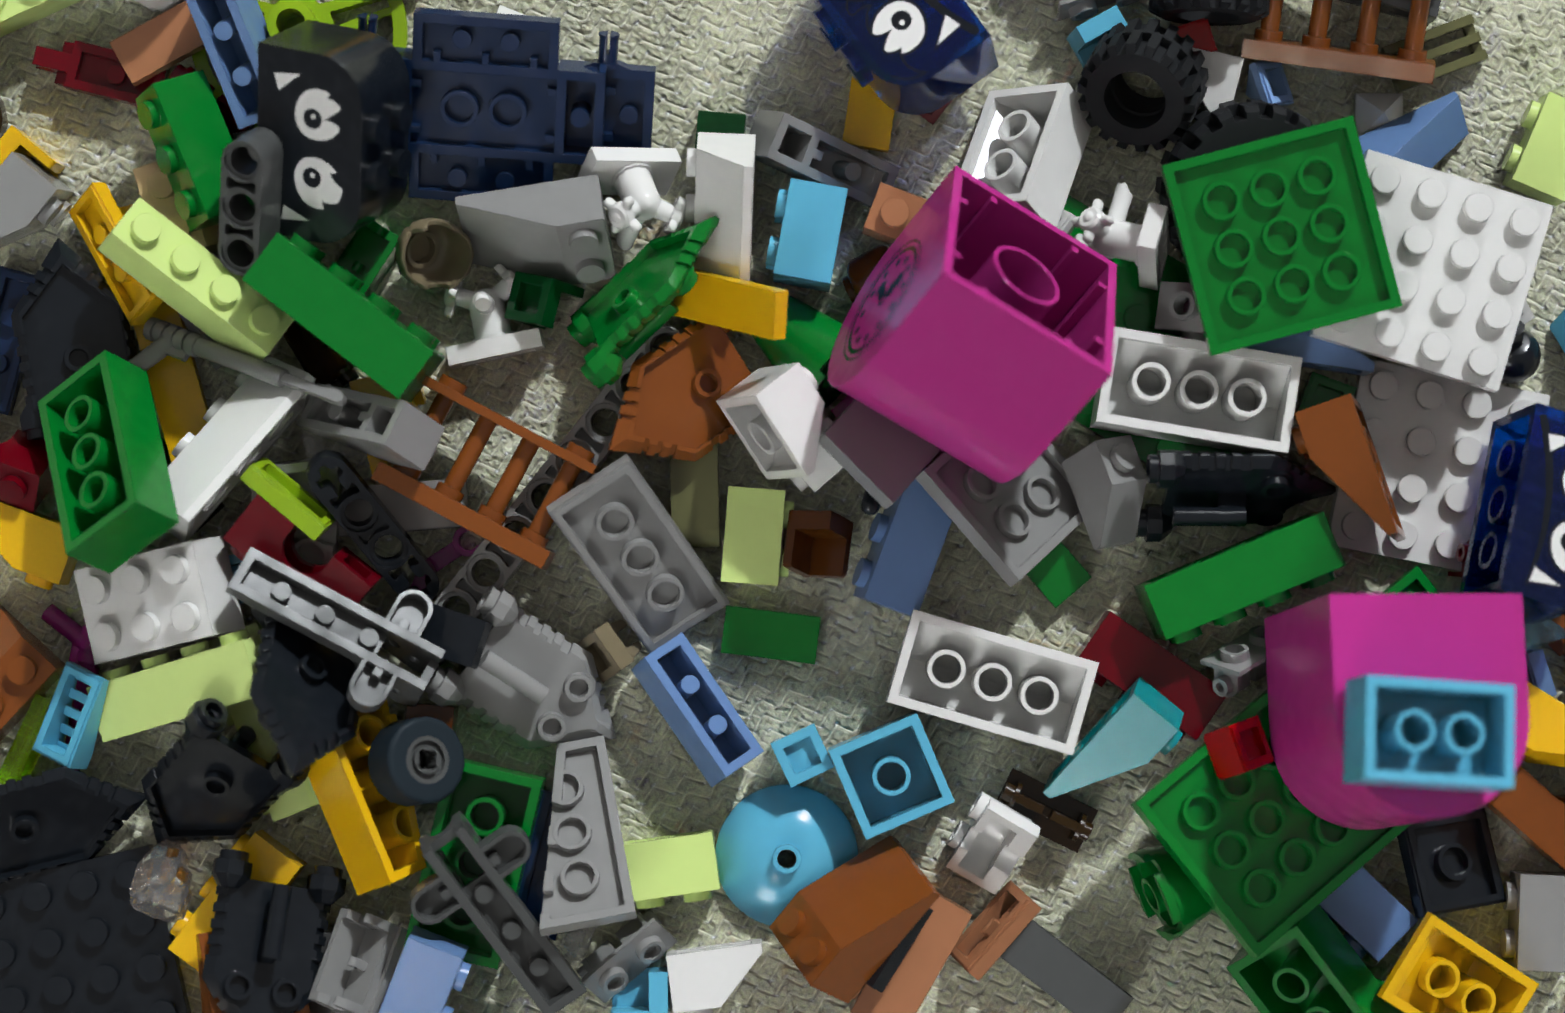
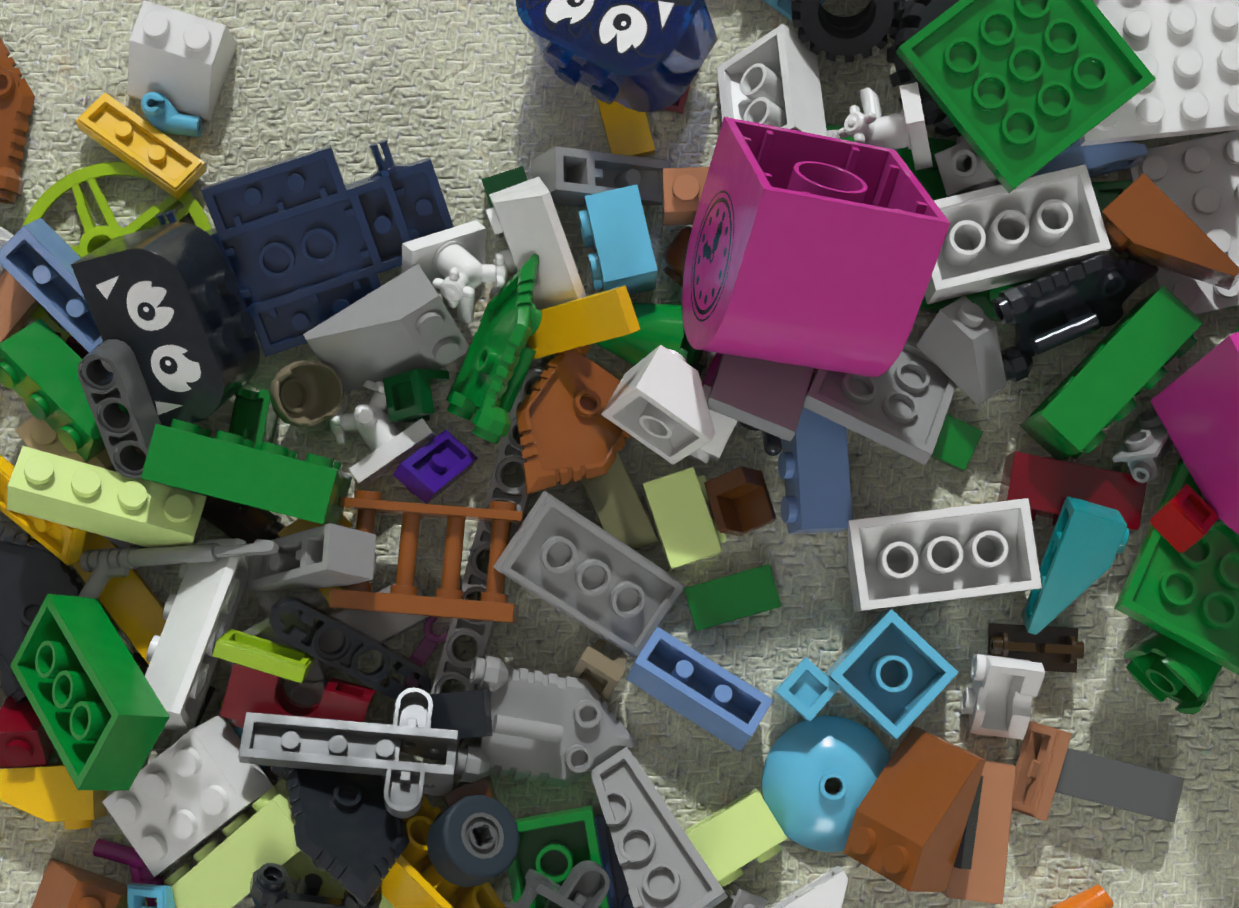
camera: 20 degrees left, 5 degrees down
(531, 381) = (435, 466): none -> dark purple plate

